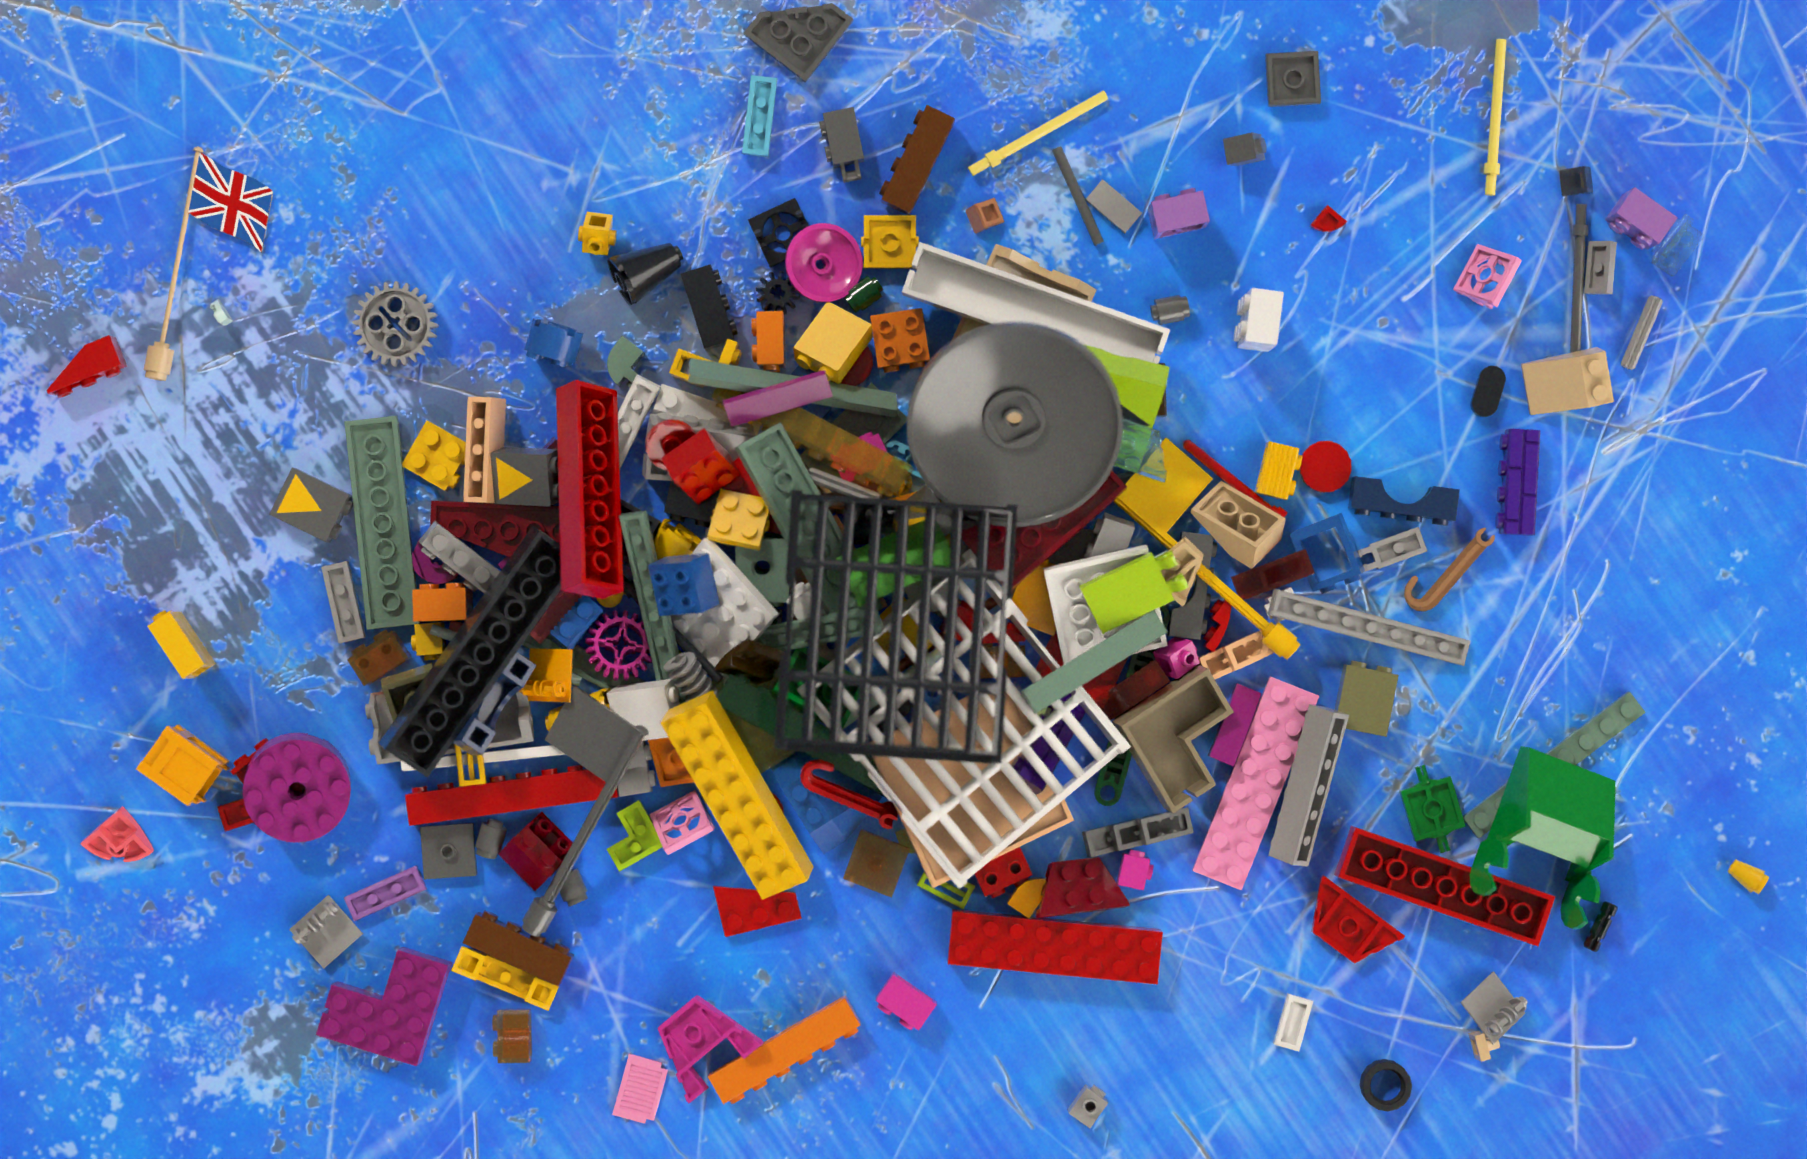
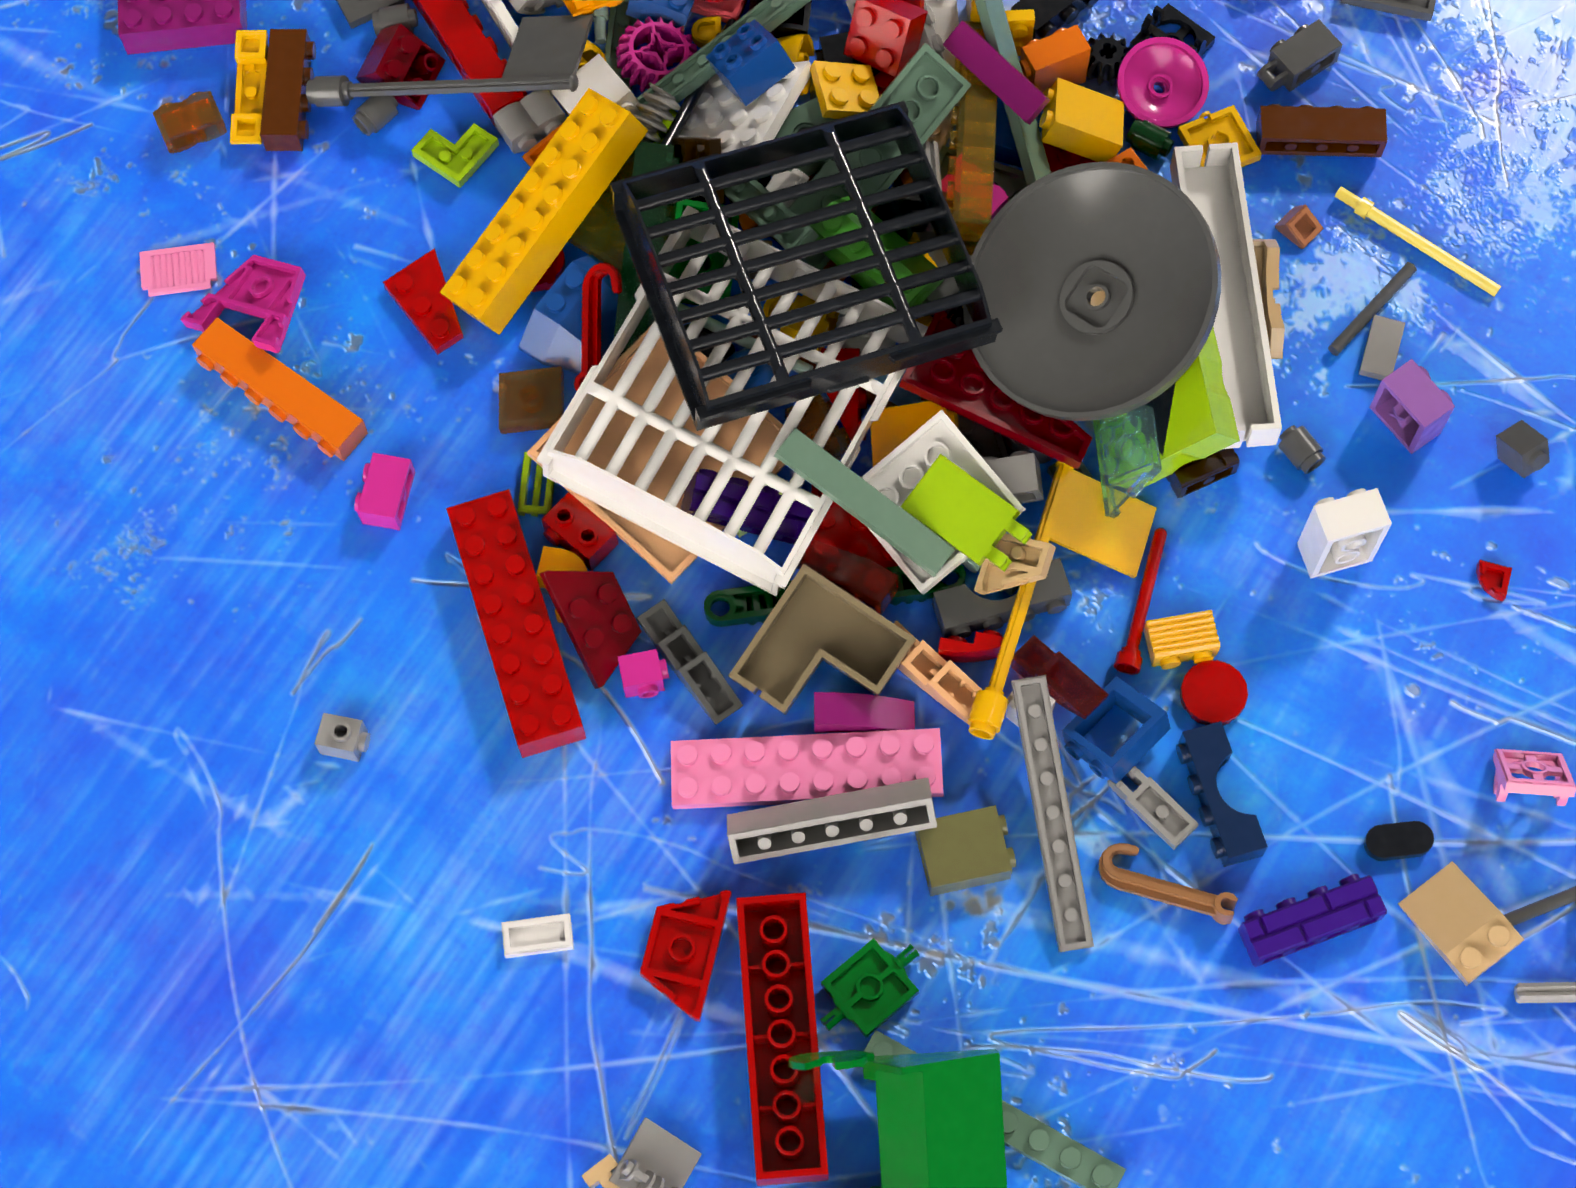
camera: 70 degrees right, 20 degrees down
(660, 817) = (466, 181): bright pink piece -> none
(1177, 657) = (912, 613): dark pink brick -> none
(1239, 523) = (1099, 618): tan slope -> none
(1403, 1095) = (481, 1063): black tyre -> none

